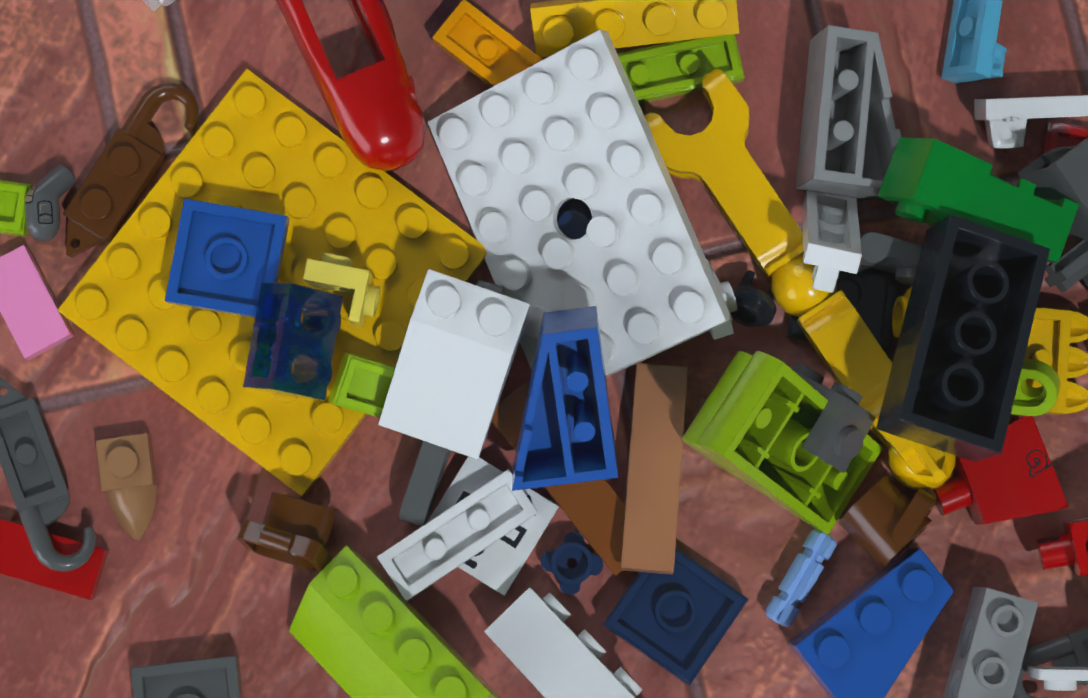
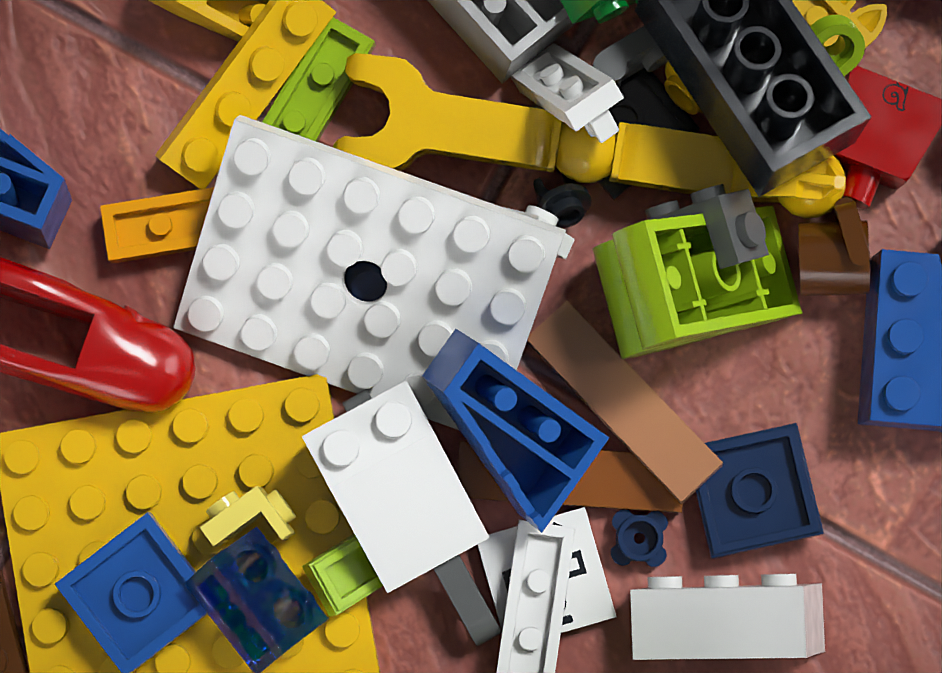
camera: 50 degrees left, 0 degrees up
(800, 578) = (816, 365): light blue axle -> none

